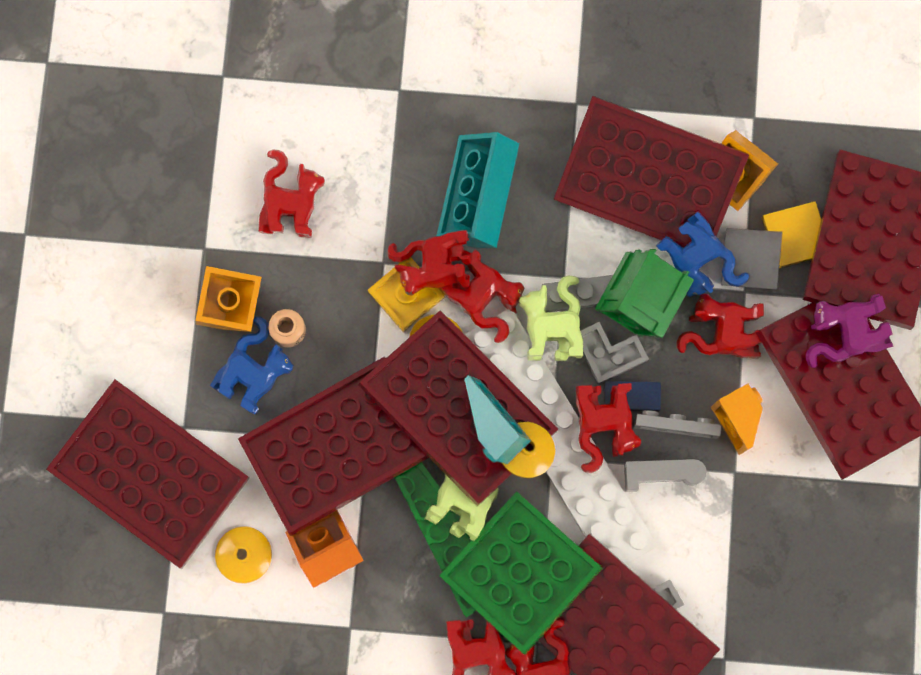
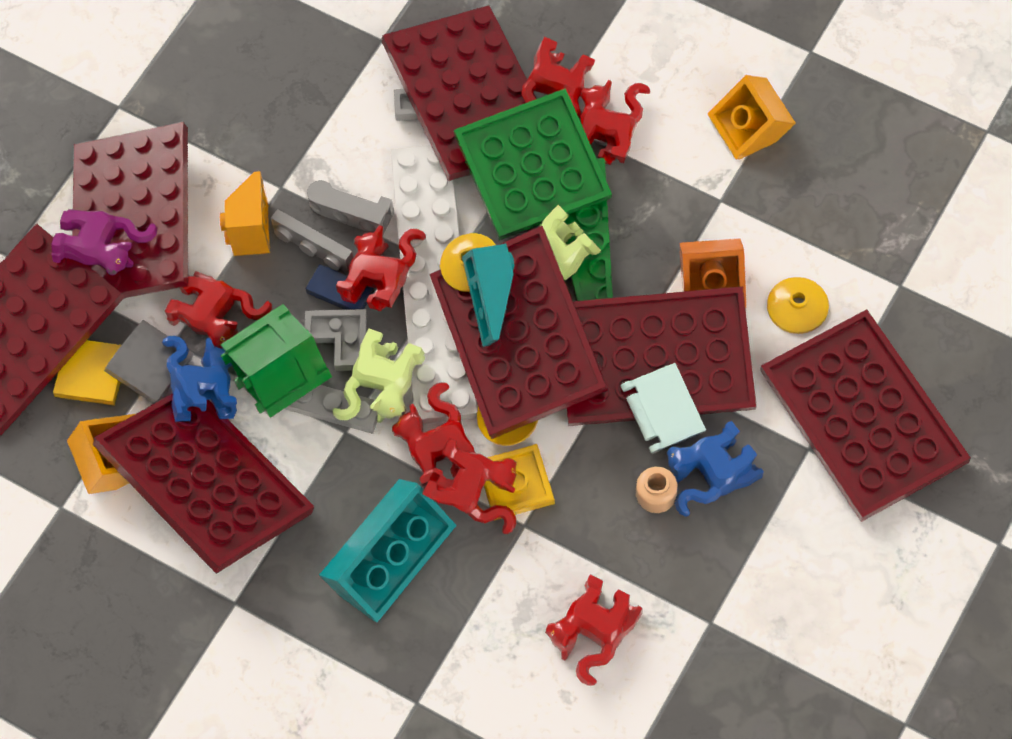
camera: 150 degrees left, 15 degrees down
(228, 300) = (708, 543): light orange slope -> none
(311, 401) = (664, 407): none -> light aqua piece

